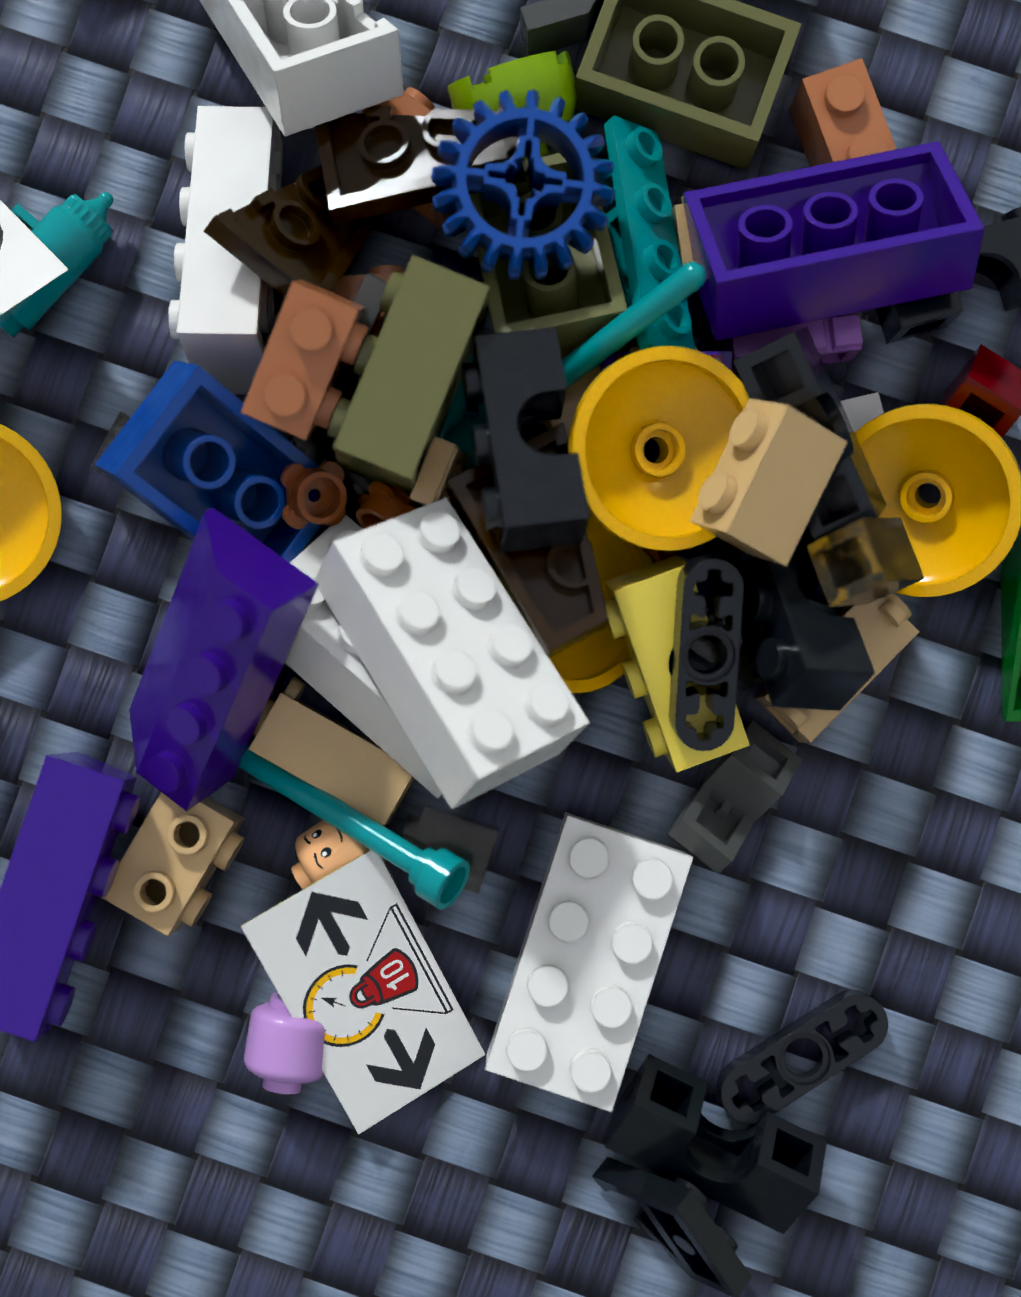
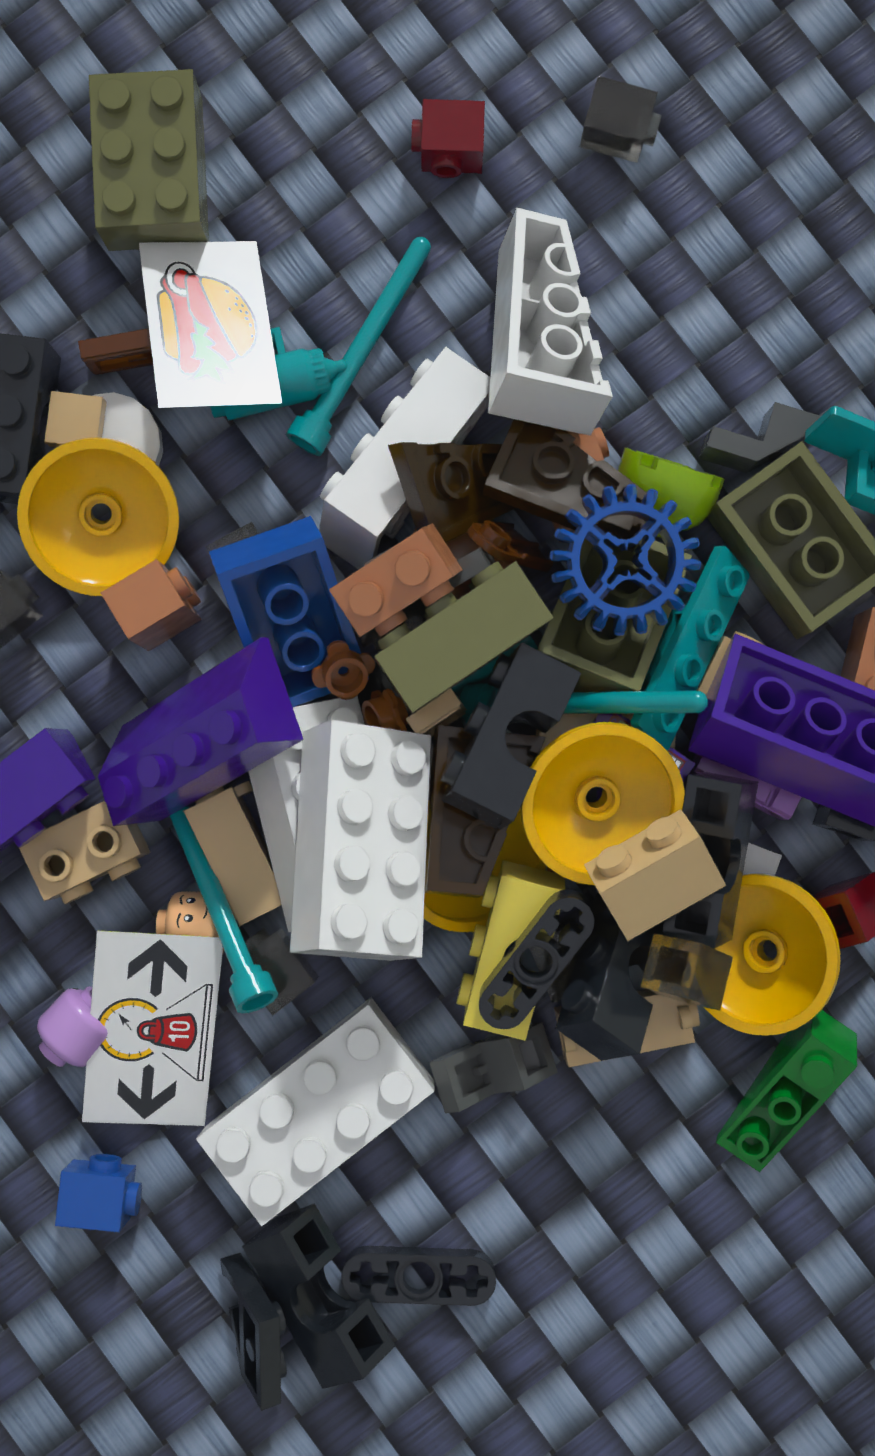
camera: 30 degrees right, 0 degrees up
(75, 560) = (153, 604): none -> nougat brick
(119, 284) = (313, 428): none -> teal piece
(385, 259) = (508, 545): none -> reddish brown piece
(424, 1195) = (98, 1194): none -> blue brick

